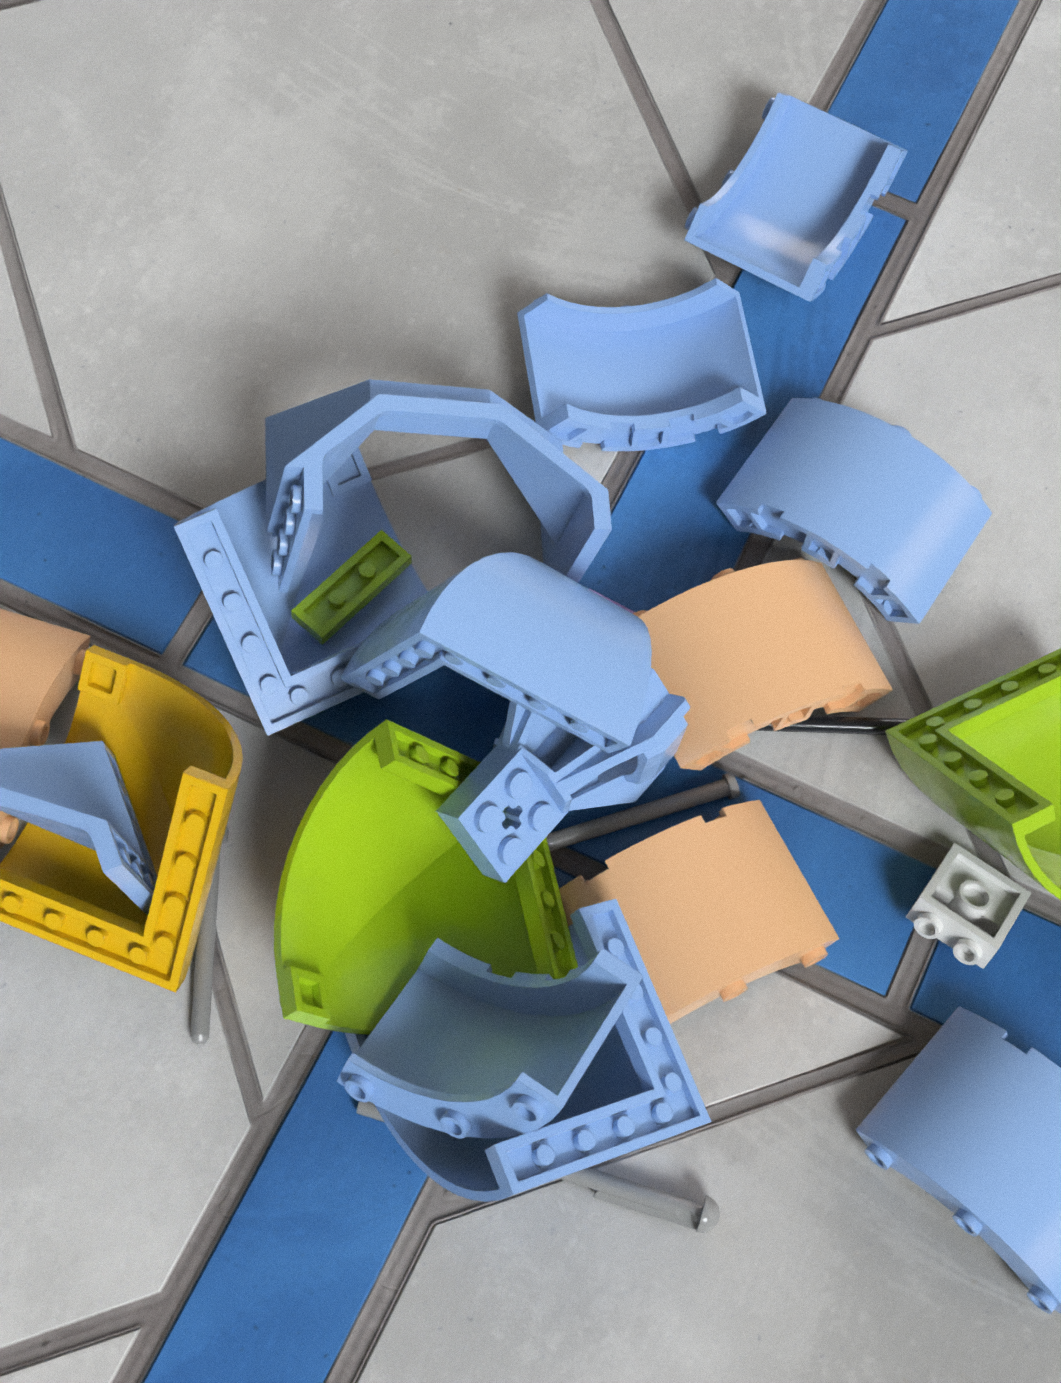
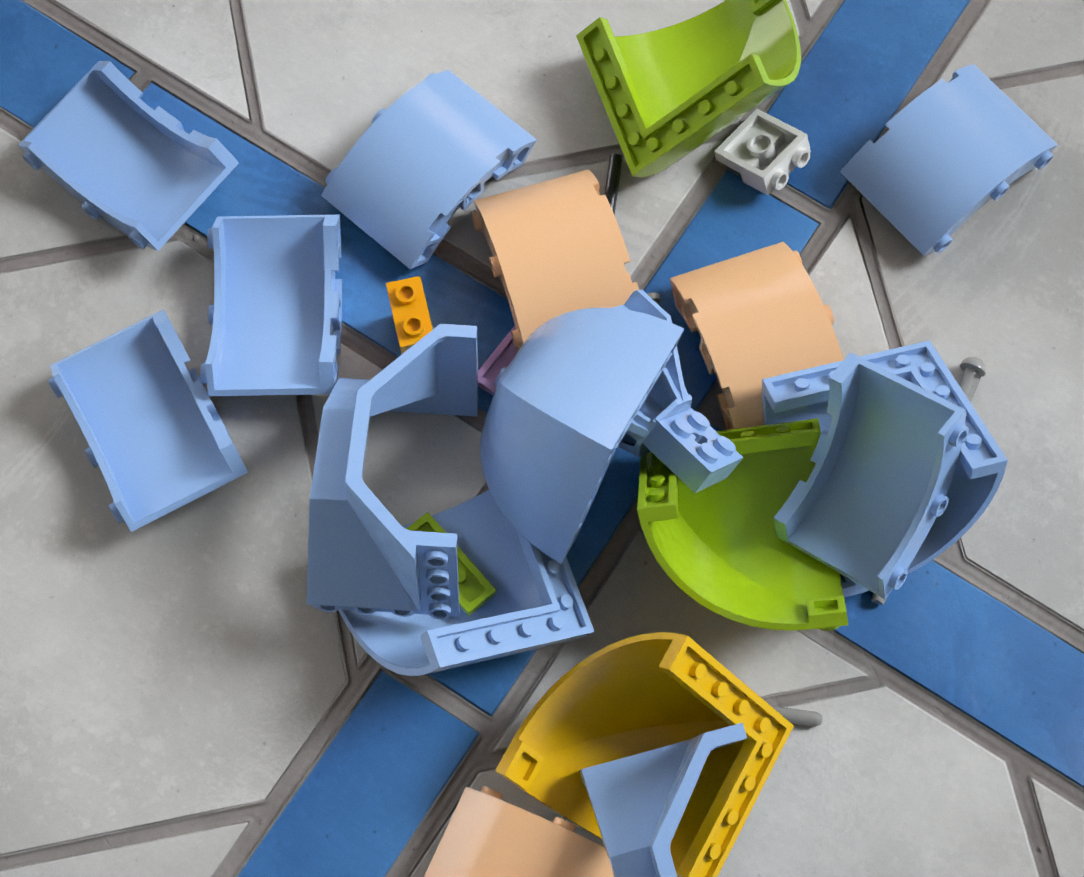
camera: 80 degrees left, 5 degrees up
(478, 266) = (147, 421): none -> light blue panel
(641, 504) = (409, 311): none -> light orange panel

